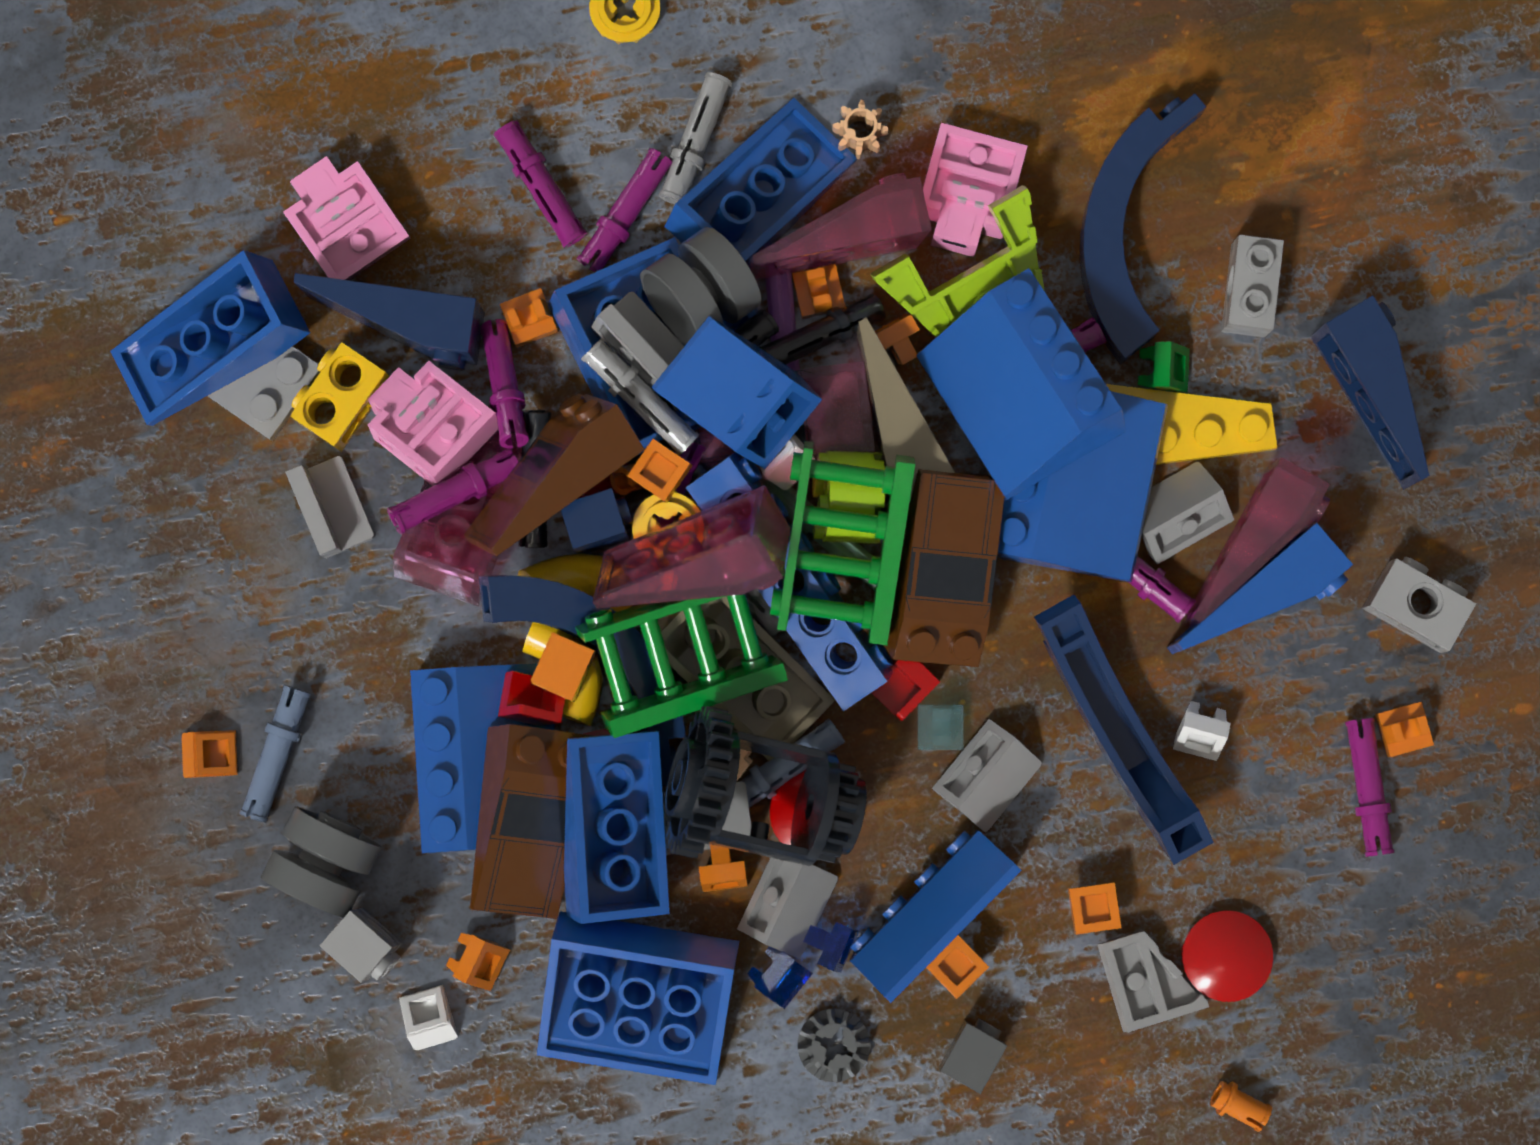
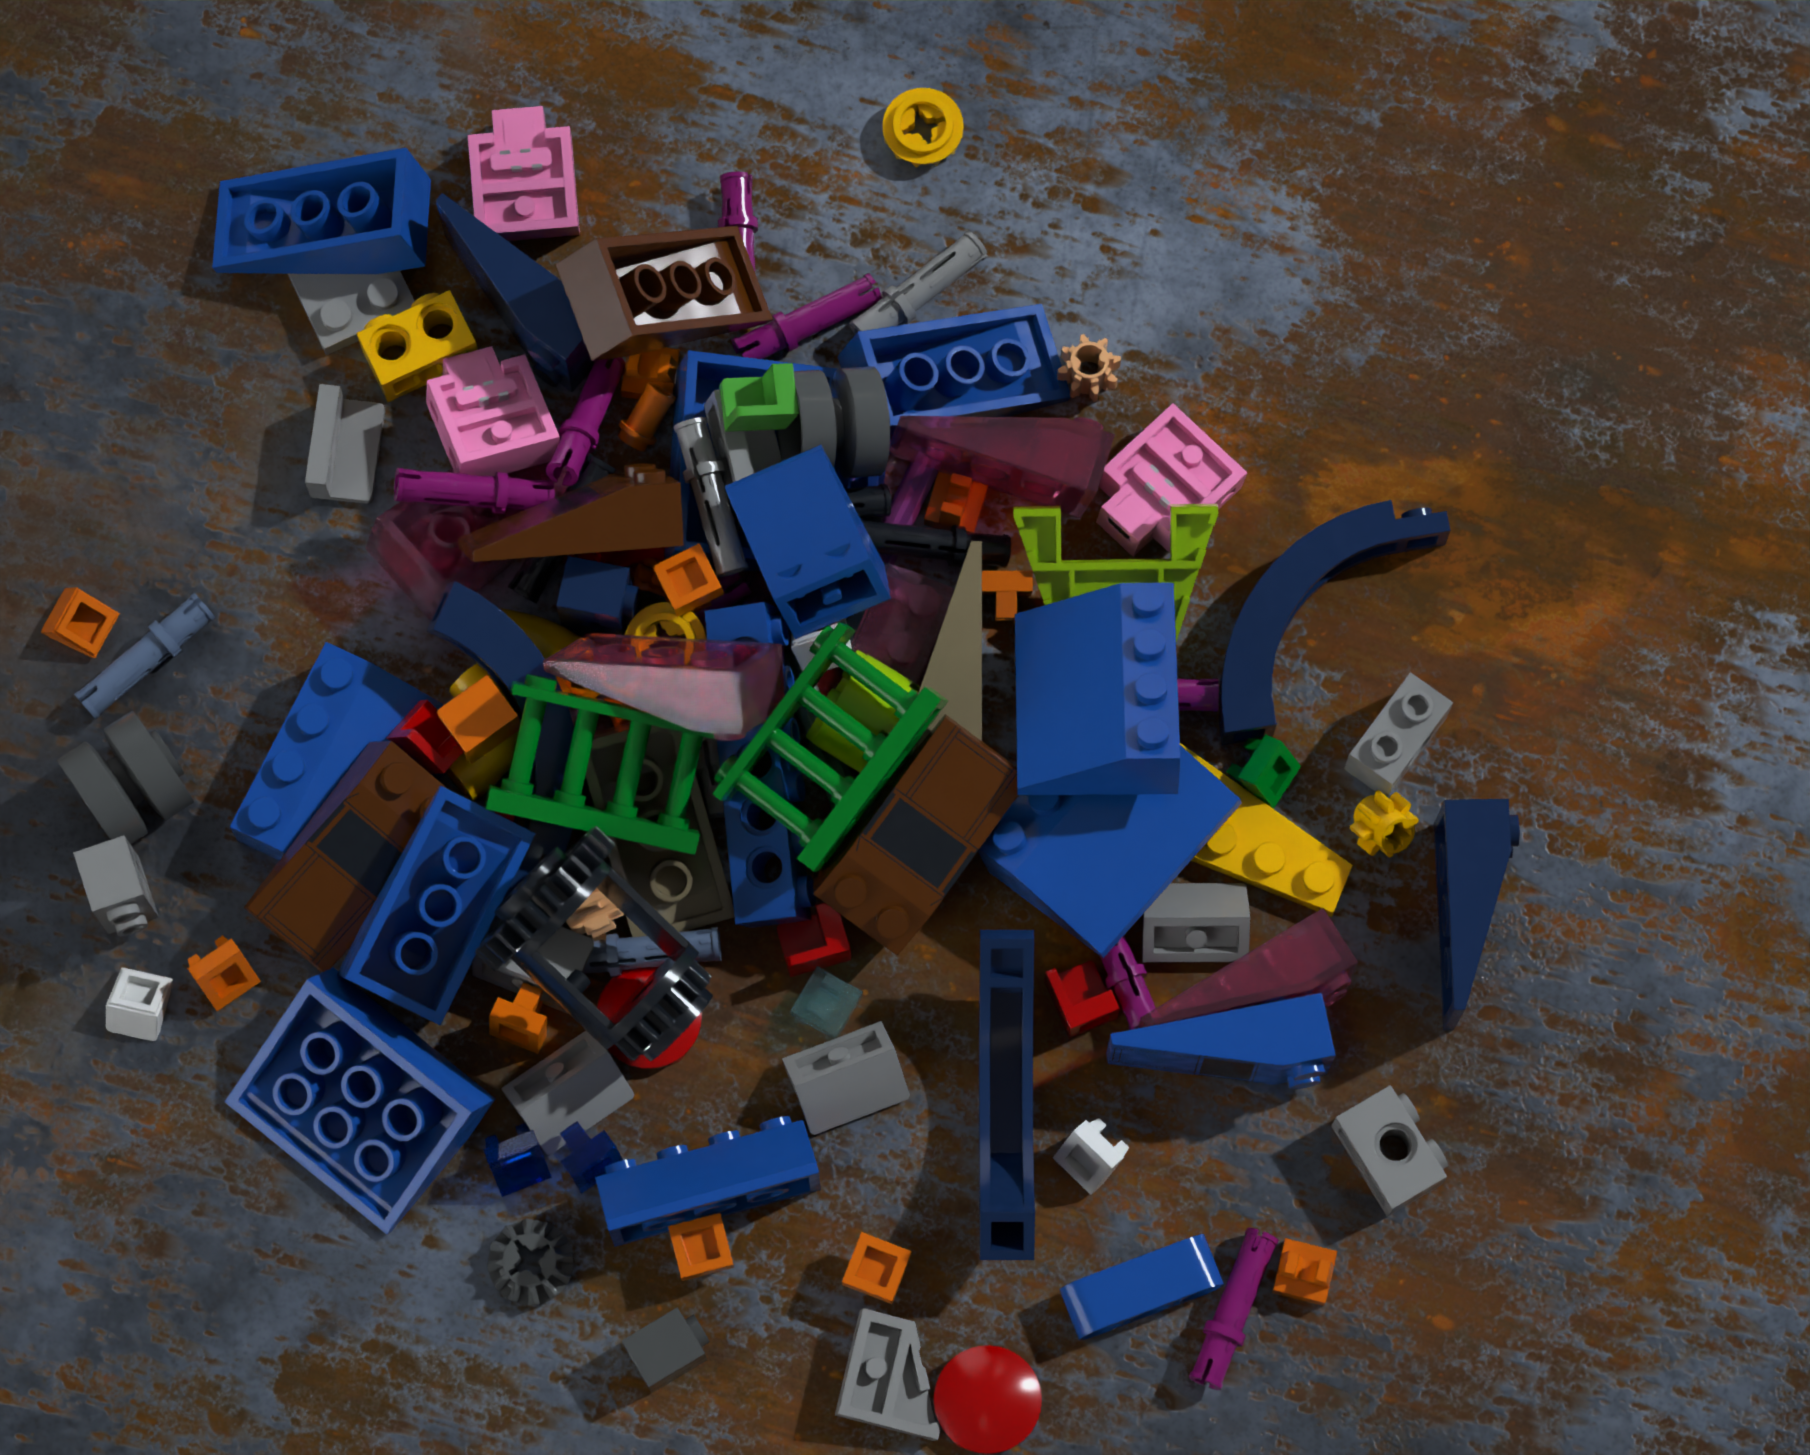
camera: 25 degrees right, 10 degrees down
(509, 255) = (661, 290): none -> reddish brown slope
(547, 355) = (646, 417): none -> orange pin
(638, 303) = (760, 401): none -> bright green panel
(1127, 617) = (1081, 998): none -> red panel
(1278, 360) = (1384, 823): none -> yellow gear
(1294, 810) = (1141, 1287): none -> blue beam

